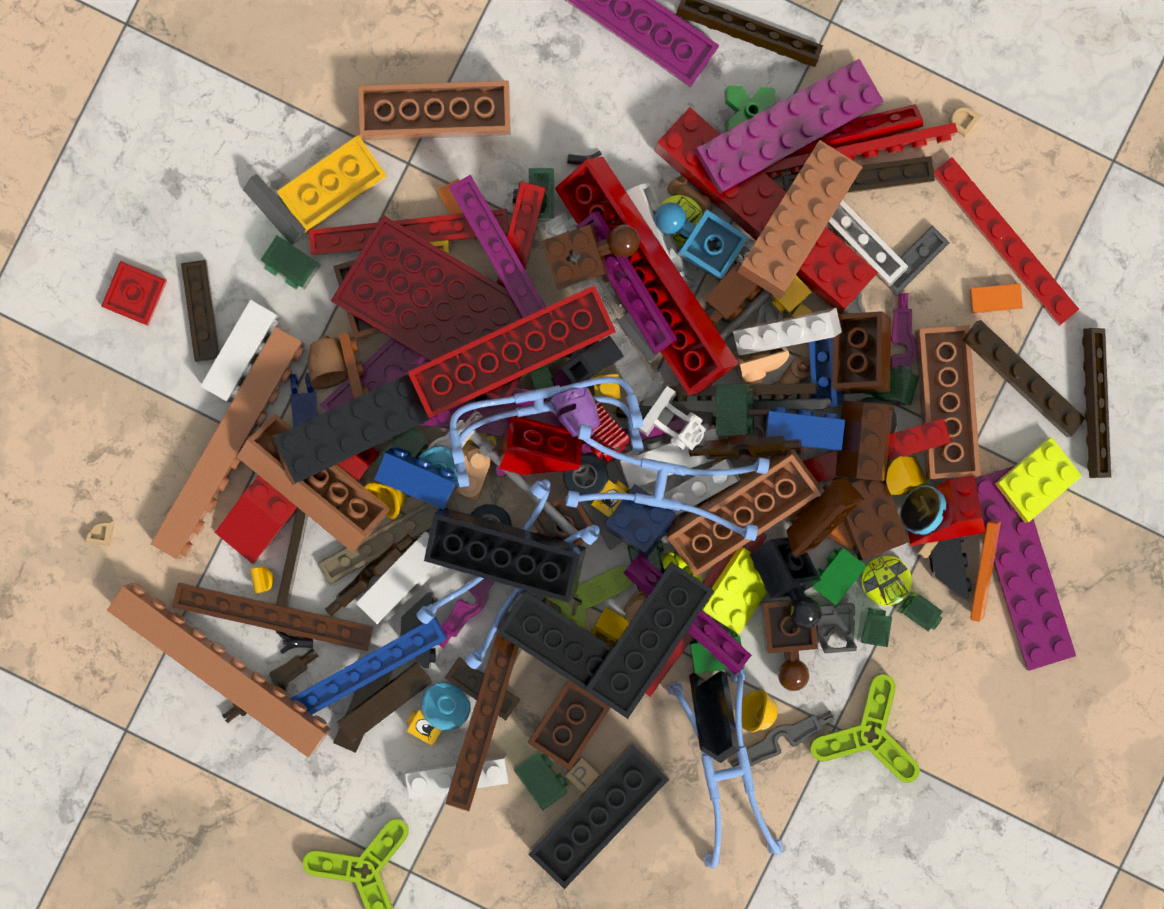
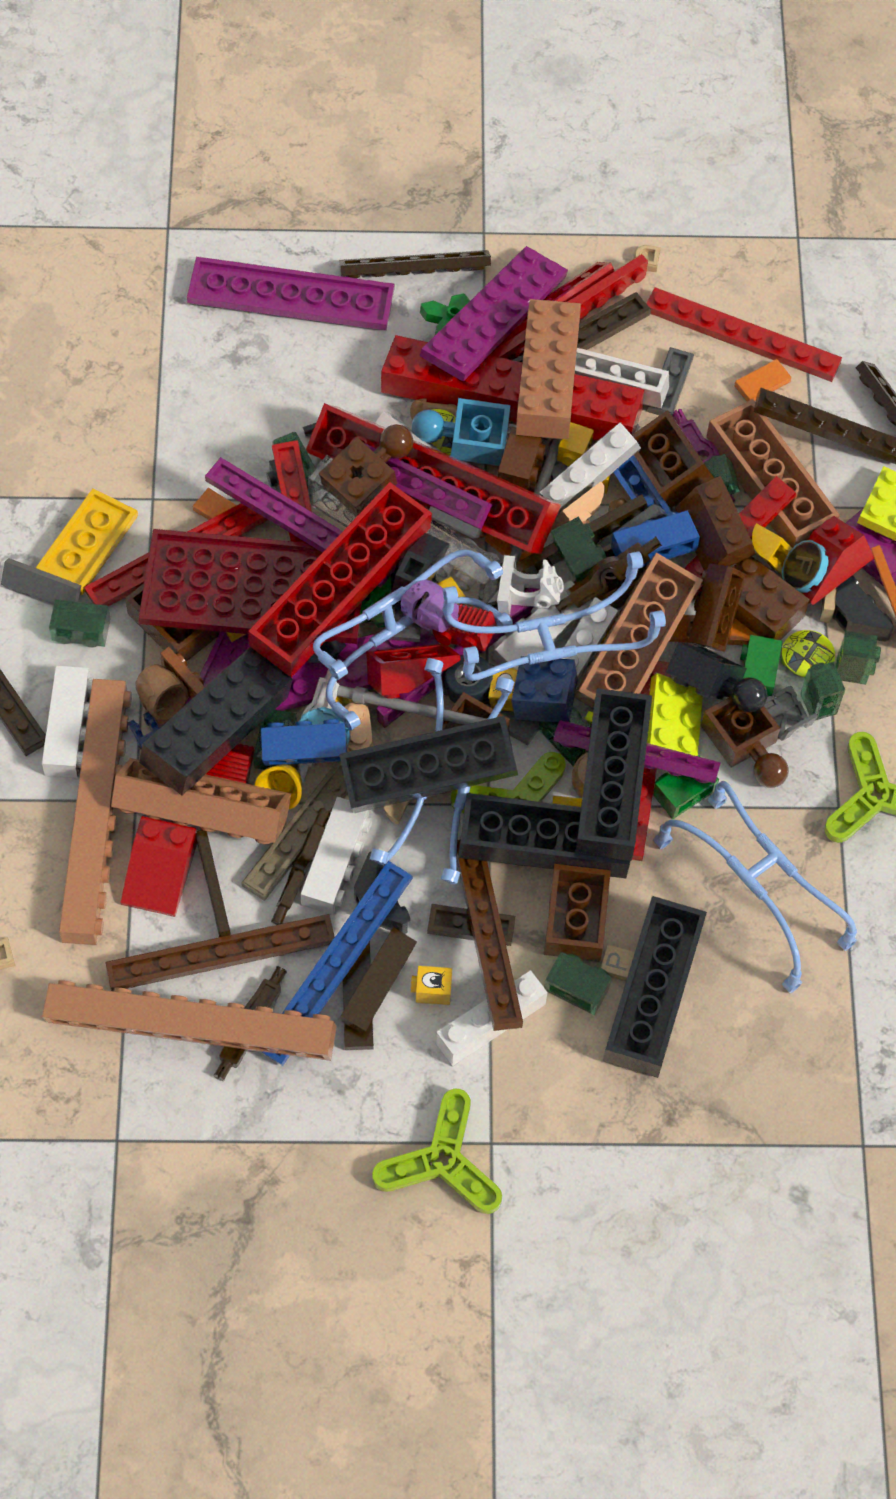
camera: 25 degrees left, 25 degrees down
(261, 579) = (192, 920): yellow plate -> none
(294, 642) = (255, 969): black bar -> none
(434, 110) = (156, 436): nougat brick -> none
(445, 706) = (443, 954): medium azure tile -> none
(463, 610) = (415, 861): magenta piece -> none
(714, 716) = (721, 825): black panel -> none
(758, 711) = (762, 814): yellow helmet -> none
(794, 733) = (802, 829): dark grey piece -> none

